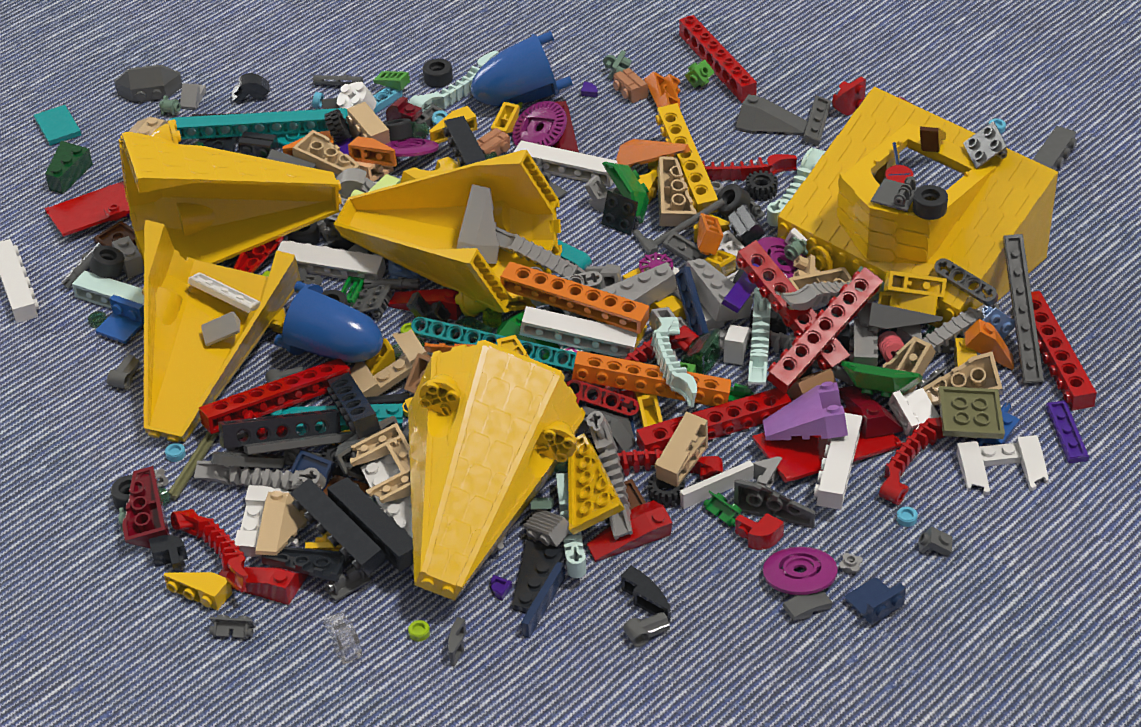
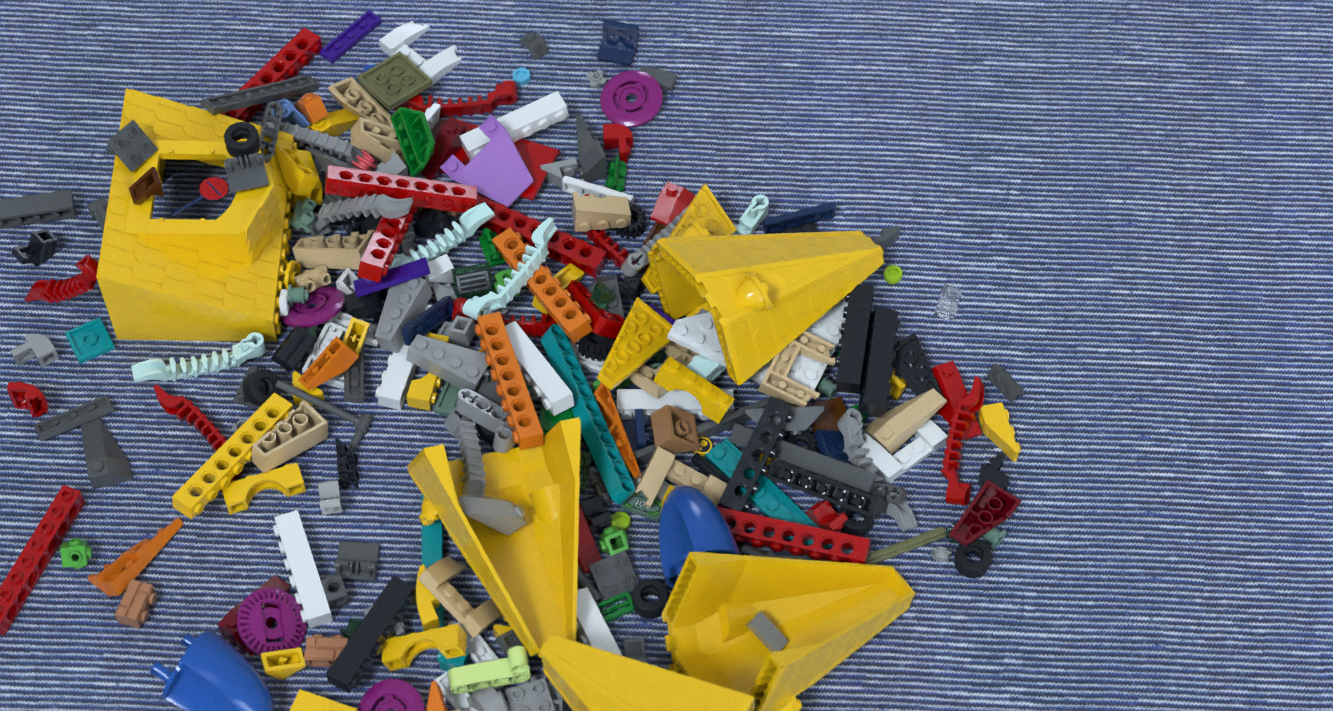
camera: 135 degrees left, 15 degrees up
(122, 376) = (872, 687): dark grey piece -> none
(175, 452) = (905, 572): medium azure tile -> none
(224, 292) = (728, 660): white tile -> none
(393, 308) = (620, 540): none -> bright green brick
(589, 90) = (165, 642): dark purple tile -> none
(595, 397) = (602, 295): none -> clear green tile
(610, 273) = (433, 413): light grey brick -> none
(616, 65) = (109, 641): sand green hips -> none
(629, 186) = (311, 471): green wedge -> none
(641, 630) = (769, 149): dark grey piece -> none
(644, 592) = (736, 166): black slope -> none
(646, 151) = (249, 505): orange wedge -> none
(653, 263) = (400, 379): magenta wheel -> none
(761, 185) = (208, 386): black tyre -> none

